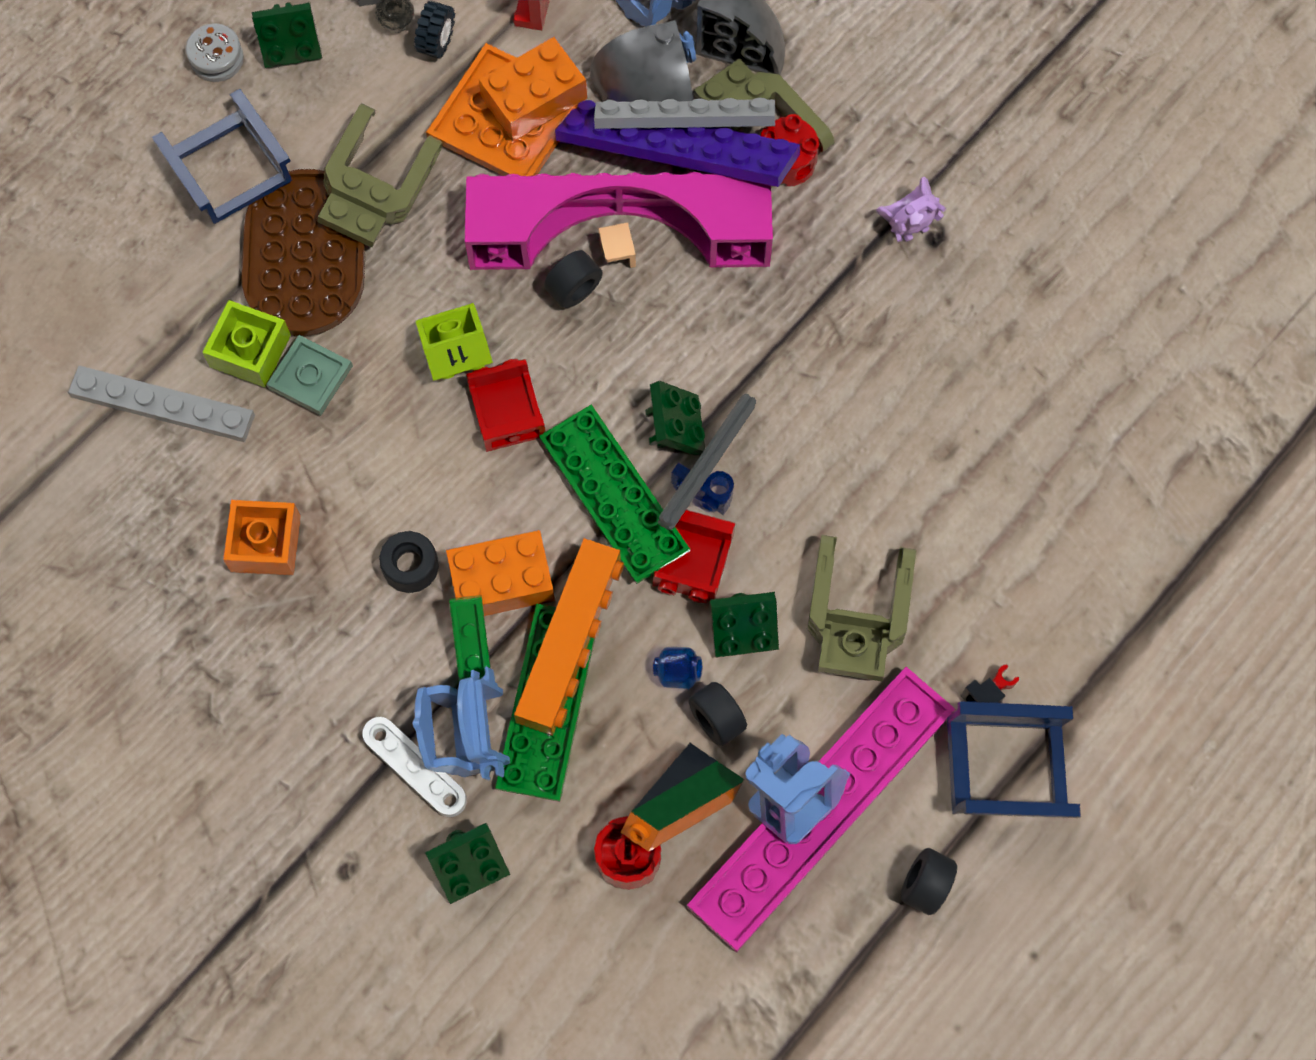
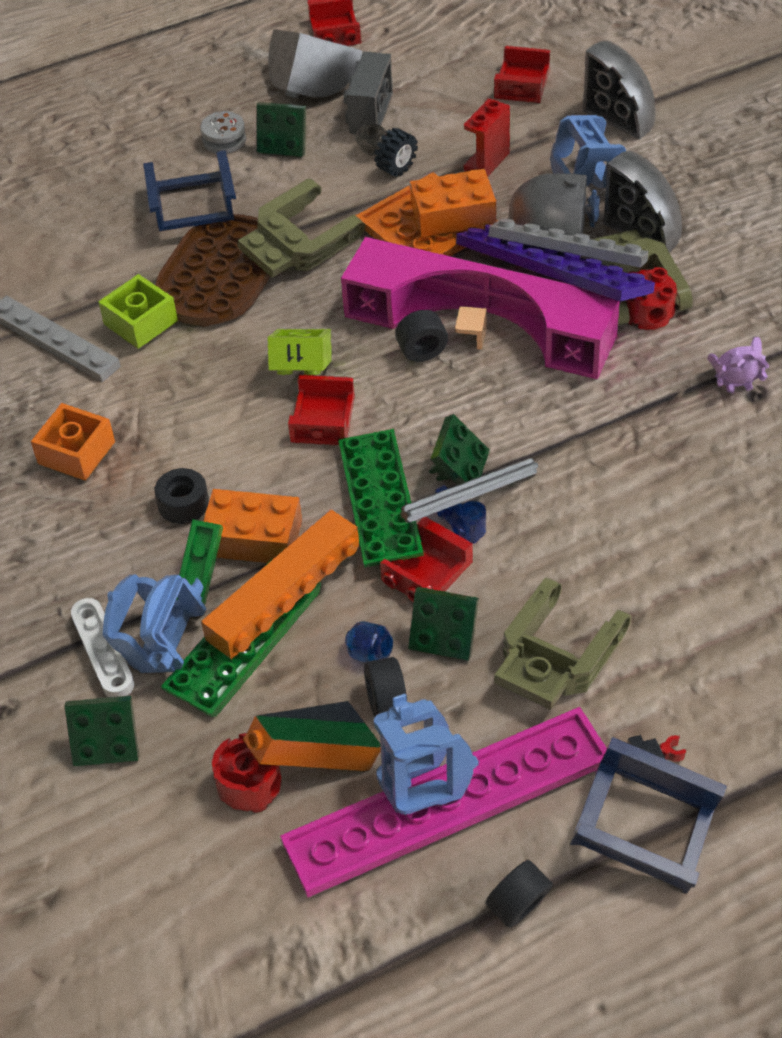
camera: 25 degrees right, 20 degrees down
(309, 375) = (176, 348): sand green plate -> none

